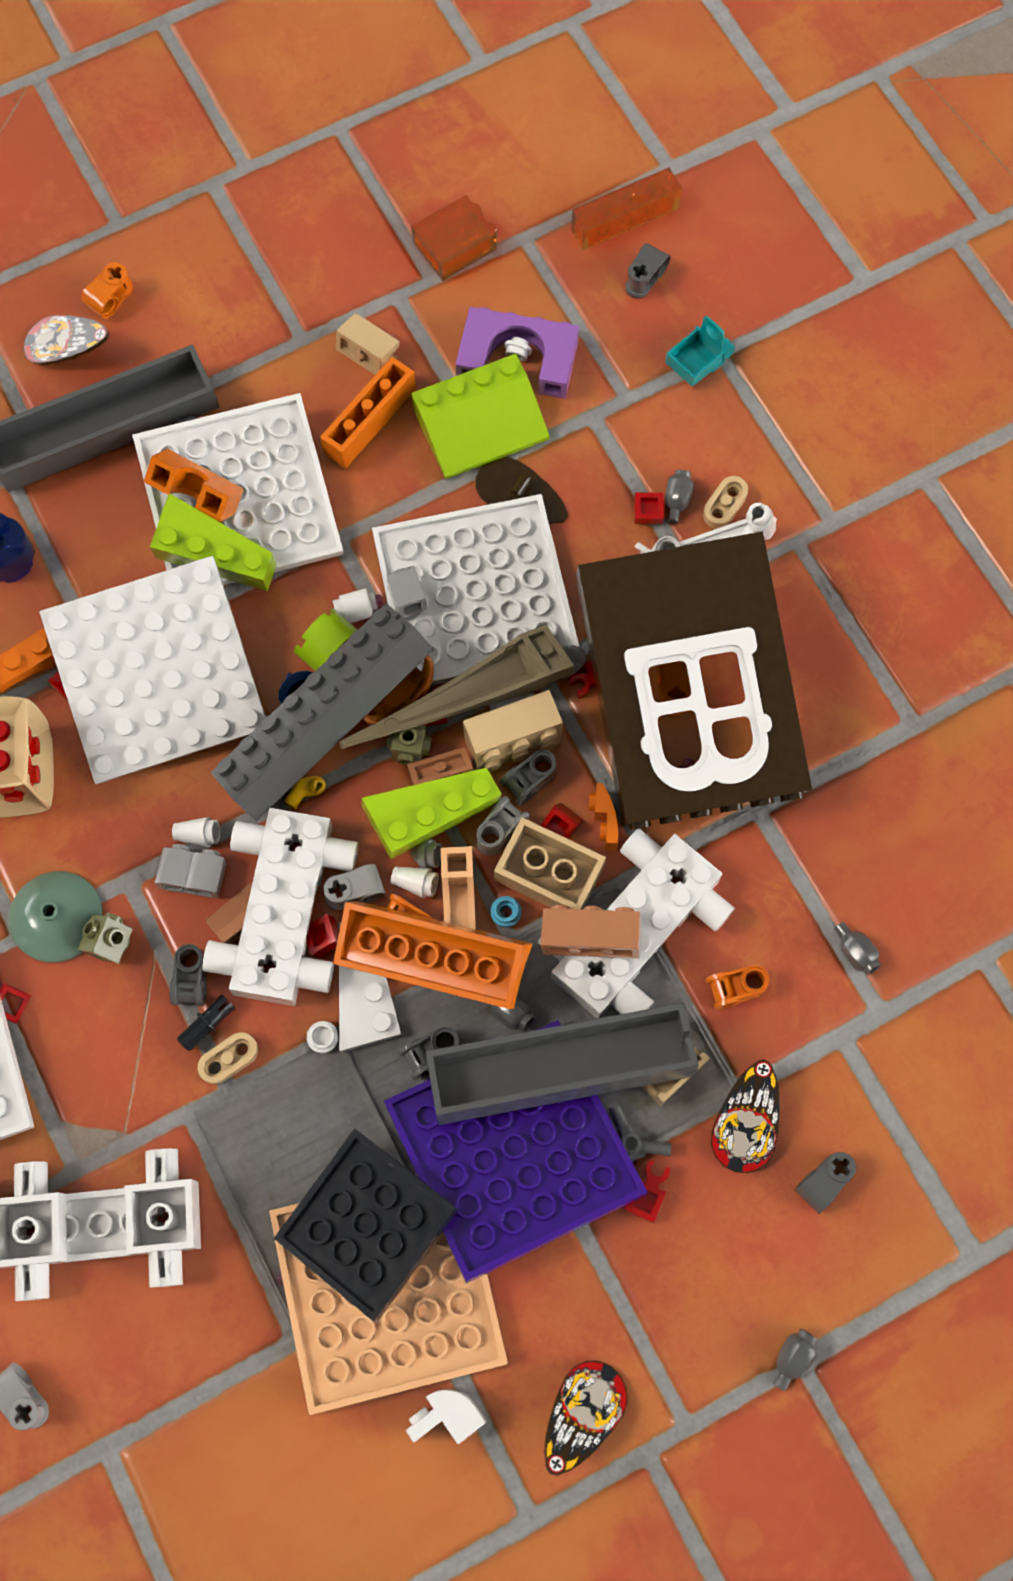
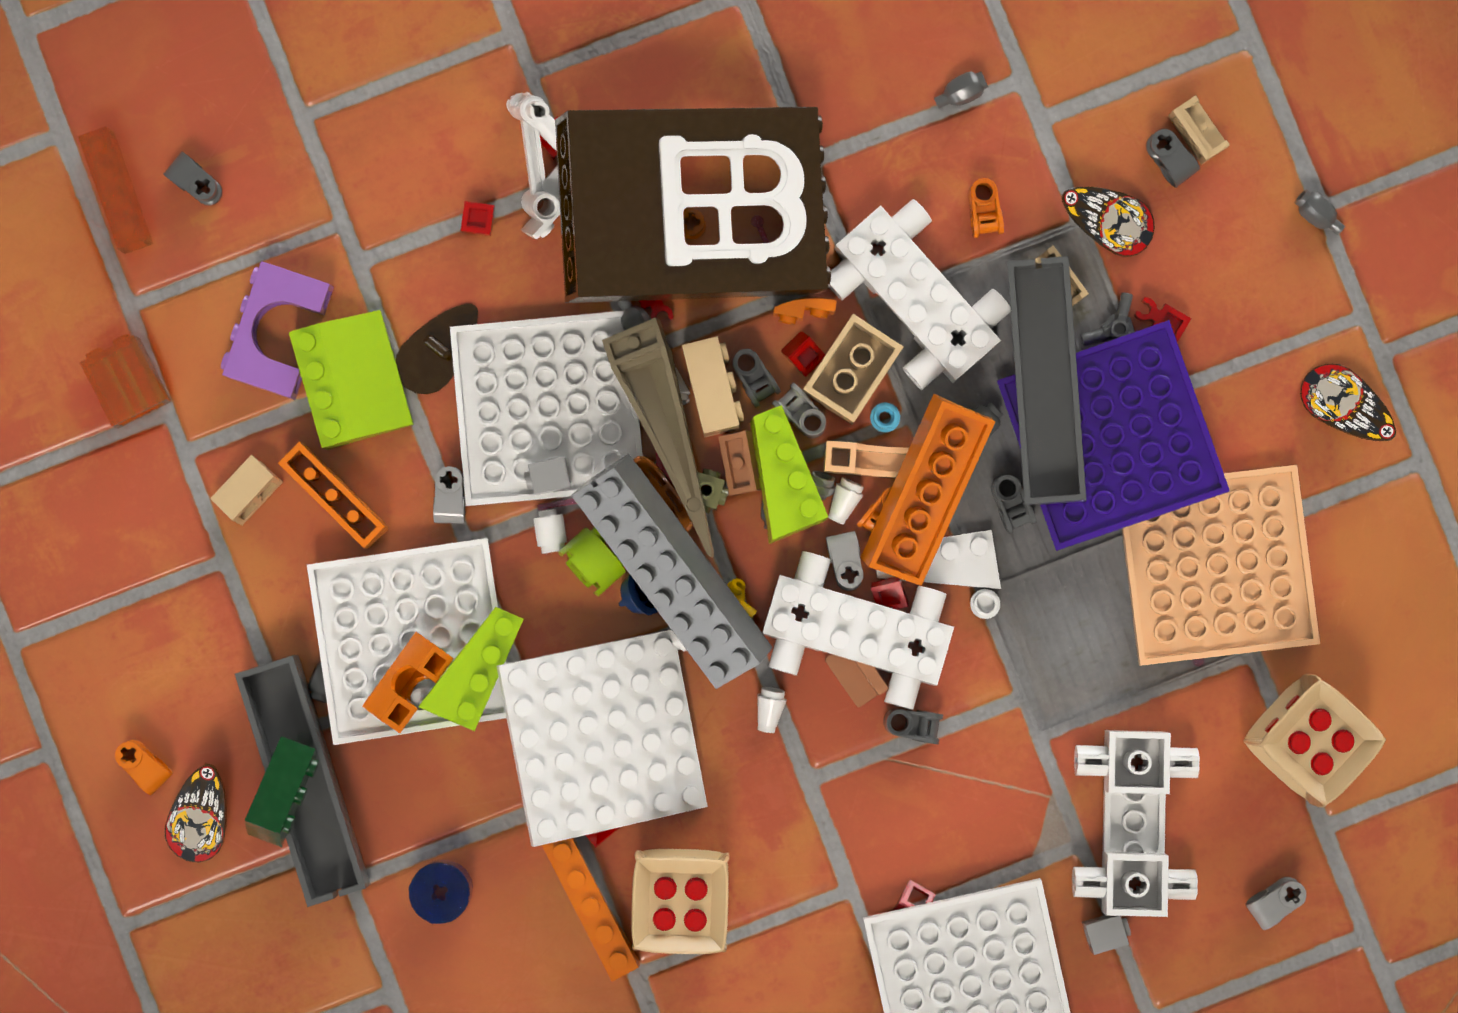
camera: 85 degrees left, 15 degrees up
(57, 936) = (832, 830): sand green dish -> none
(80, 385) = (281, 791): none -> dark green wedge
(105, 937) = (868, 802): olive brick -> none
(191, 871) = (810, 716): light grey brick -> none
(192, 1416) = (1314, 740): none -> tan piece
(205, 1023) = (959, 713): black axle -> none
(228, 1058) = (995, 693): tan plate -> none
(365, 1225) = (1168, 576): black plate -> none
(378, 511) = (449, 503): none -> light grey piece
(453, 1409) = (1328, 518): white brick -> none
(518, 346) = (272, 330): white plate -> none
(591, 932) = (928, 336): nougat brick -> none
(678, 494) = (466, 186): dark grey plant -> none
(700, 352) = (303, 137): teal piece -> none
(725, 504) = (482, 139): tan plate -> none
(862, 1208) = (1198, 130): none -> tan hinge

